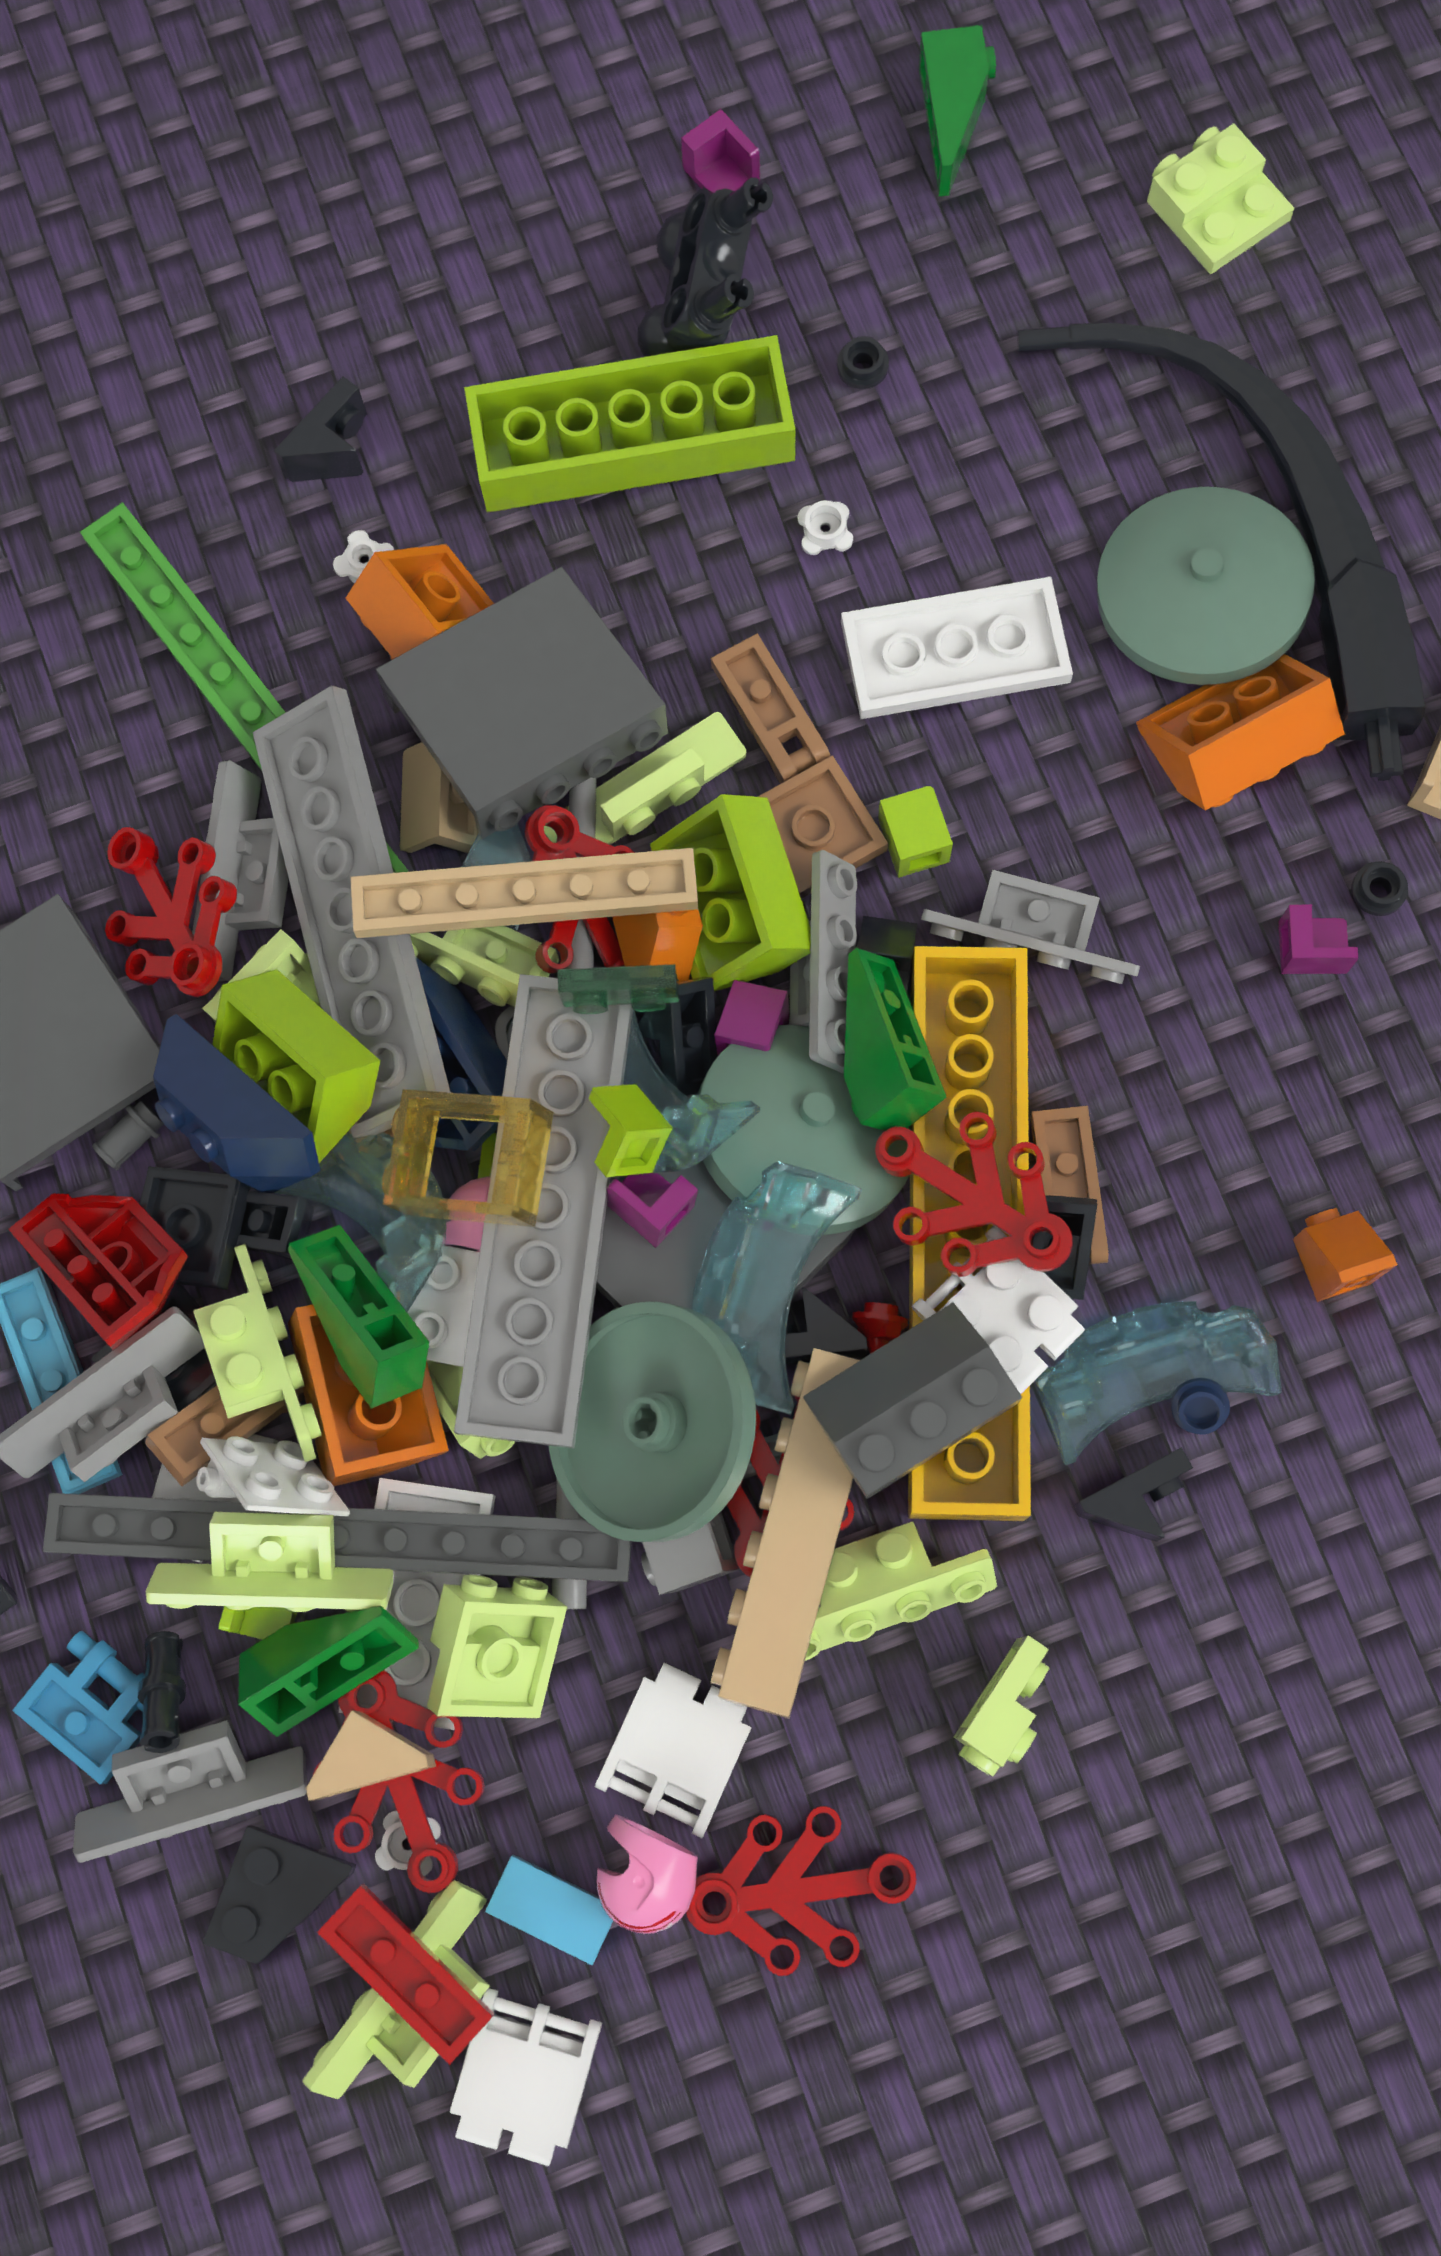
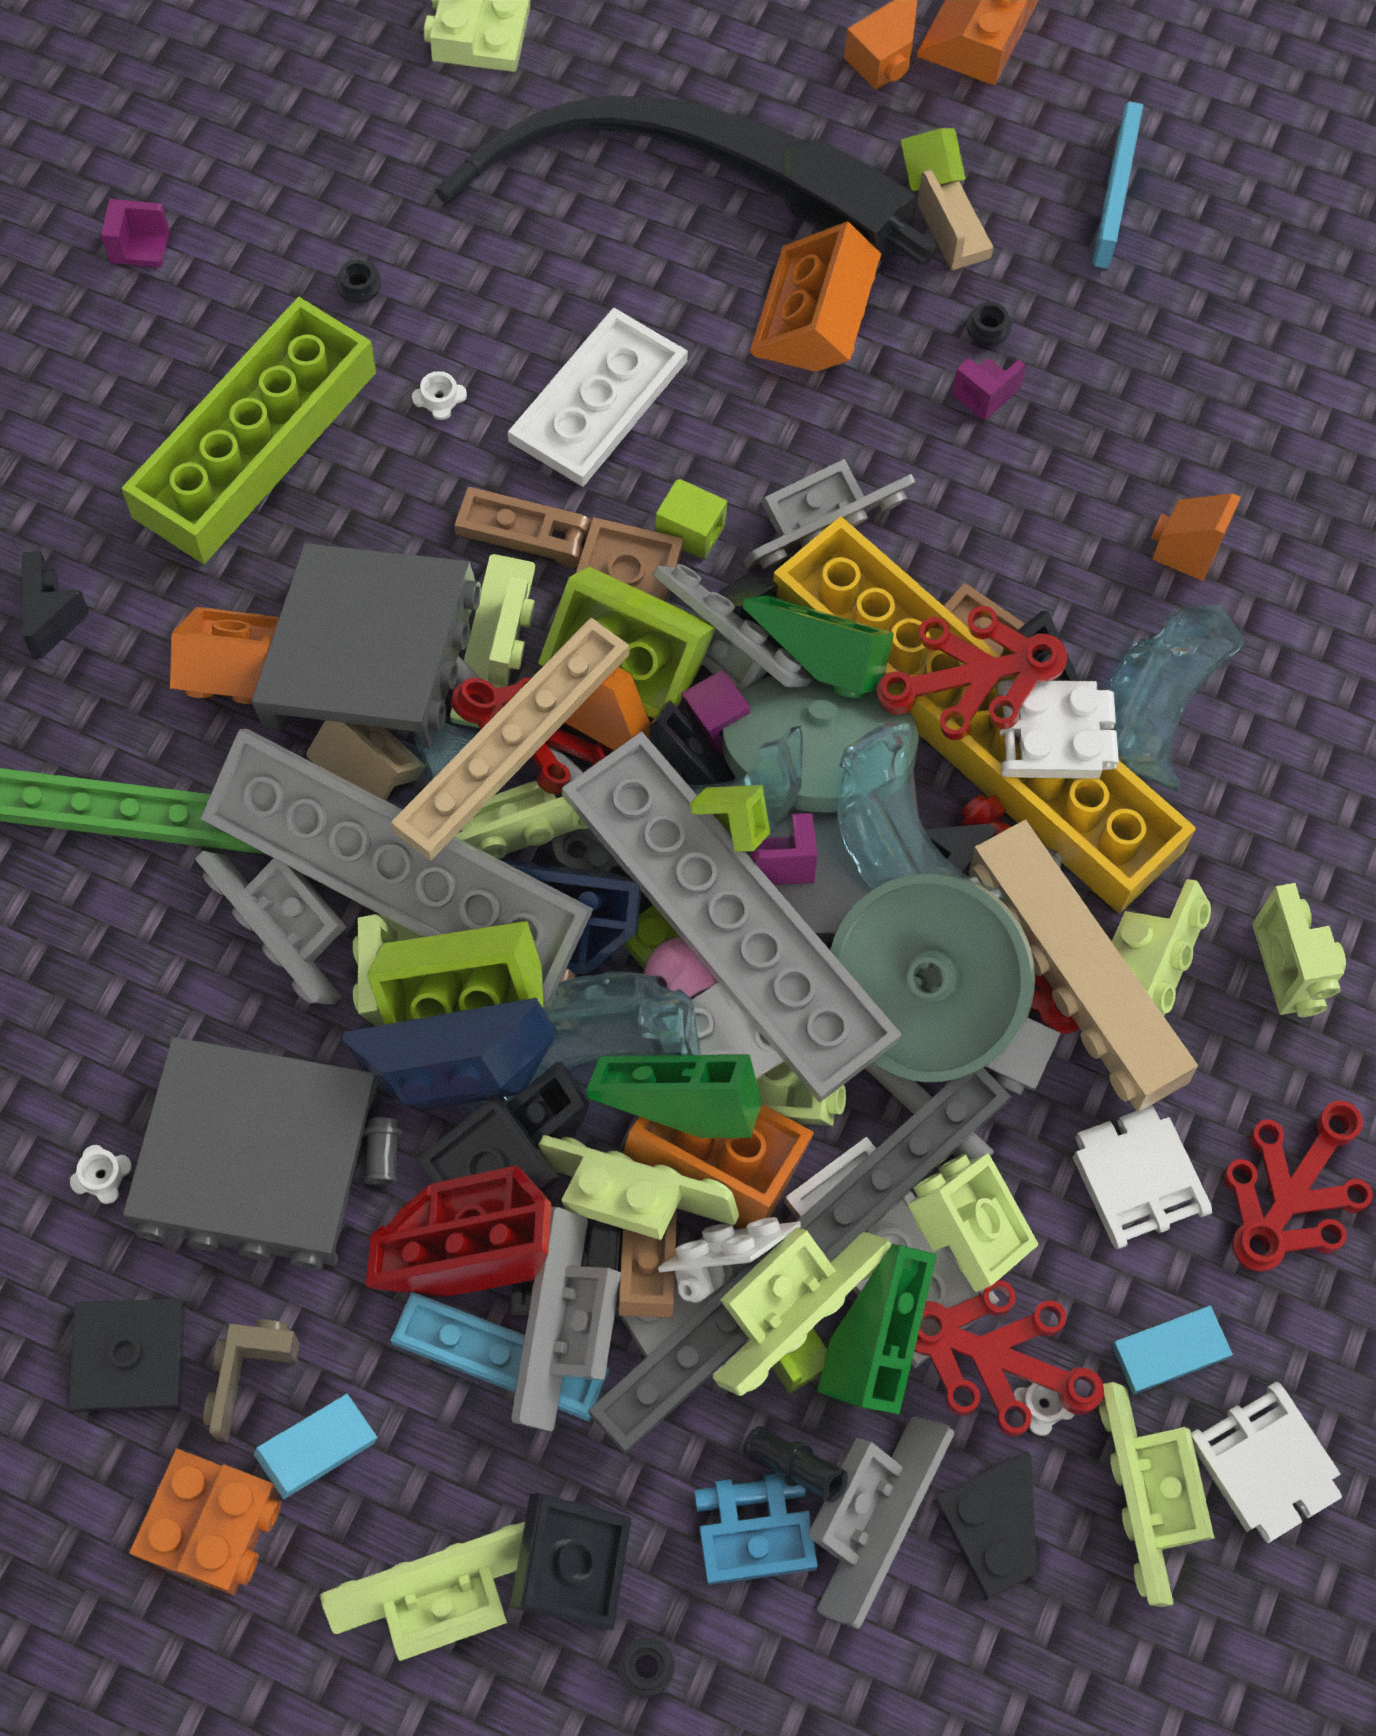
camera: 55 degrees left, 10 degrees down
(196, 961) = (270, 982): red plant -> none
(359, 545) = (146, 671): white plate -> none
(365, 1755) = (976, 1350): tan slope -> none
(406, 1973) = (1142, 1460): red plate -> none
(518, 1167) = (662, 856): clear yellow window -> none
(596, 988) = (628, 743): clear green plate -> none
(656, 1884) = (1217, 1256): bright pink helmet -> none
(705, 261) = (201, 287): black piece -> none
(912, 1399) = (1071, 812): dark grey slope -> none
(954, 86) = (243, 80): green slope -> none
(1123, 1503) = (1231, 780): black slope -> none
(1200, 1405) = (1209, 692): dark blue plate -> none
(1205, 585) = (708, 240): sand green dish -> none

